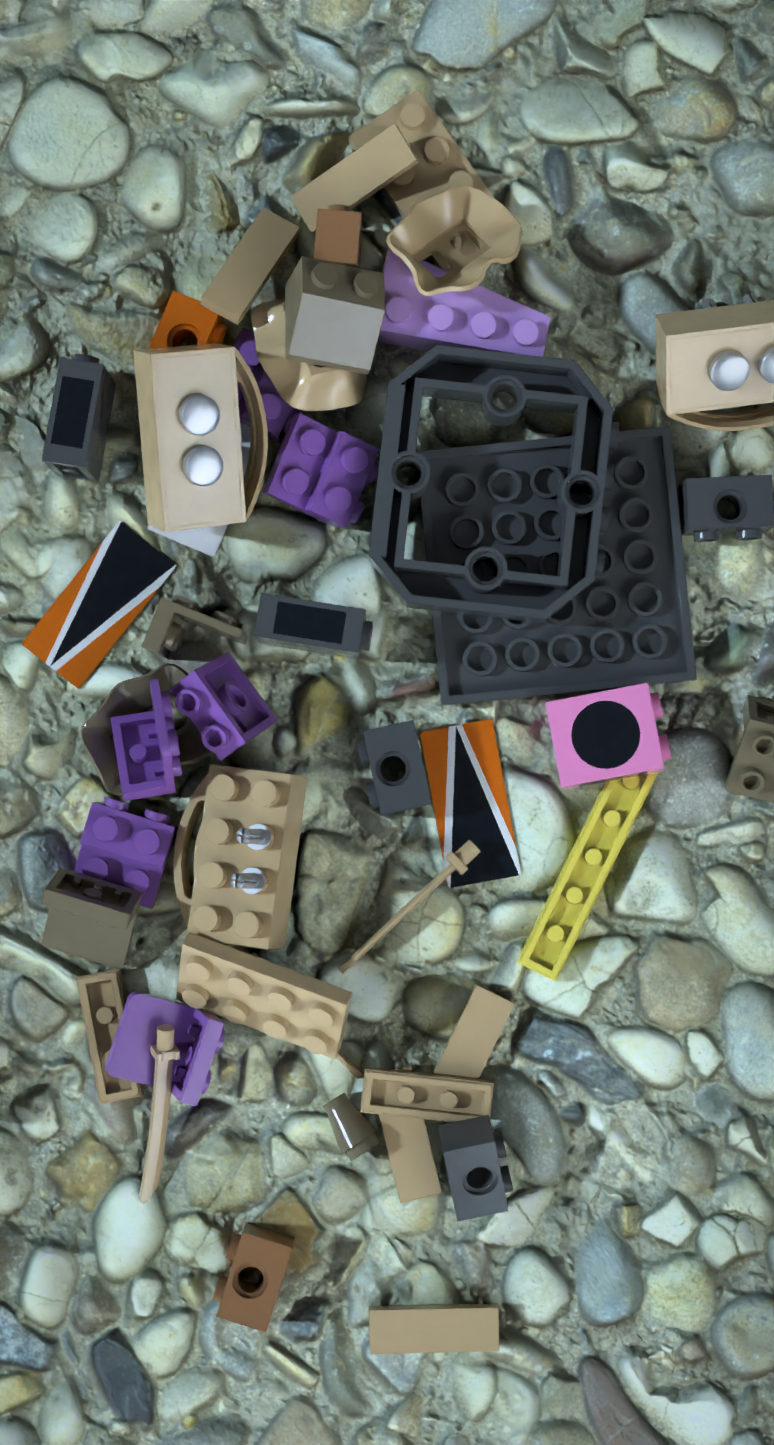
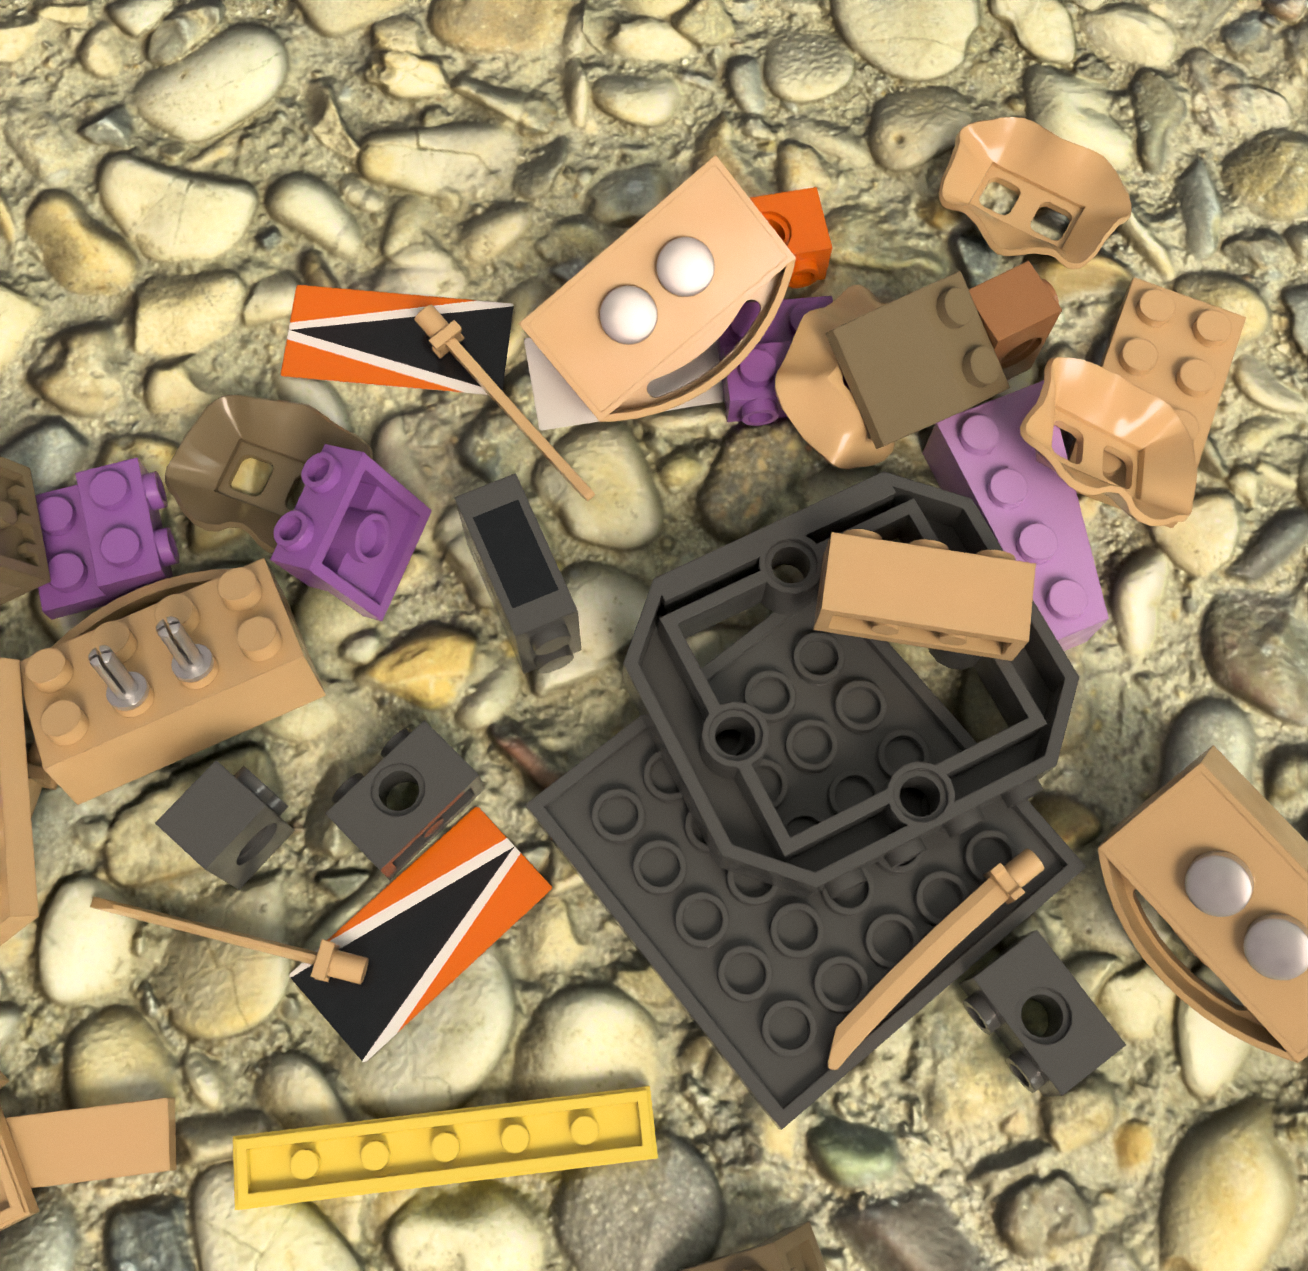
camera: 55 degrees right, 15 degrees down
(79, 418) = (595, 174): dark grey brick -> none
(121, 576) = (446, 338): none -> tan sword
(147, 748) = (240, 471): medium lavender bracket -> none
(166, 629) = (413, 410): dark tan bracket -> none
(244, 138) = (1043, 174): none -> tan piece
(250, 266) = (900, 252): tan tile -> none
(322, 472) = (721, 475): medium lavender plate -> none
(354, 869) = (227, 823): none -> dark grey brick
(357, 175) = (1115, 311): tan tile -> none
(479, 414) = (925, 595): none -> tan brick
(607, 736) = (622, 1053): bright pink brick -> none
(651, 480) = (1001, 886): none -> tan sword

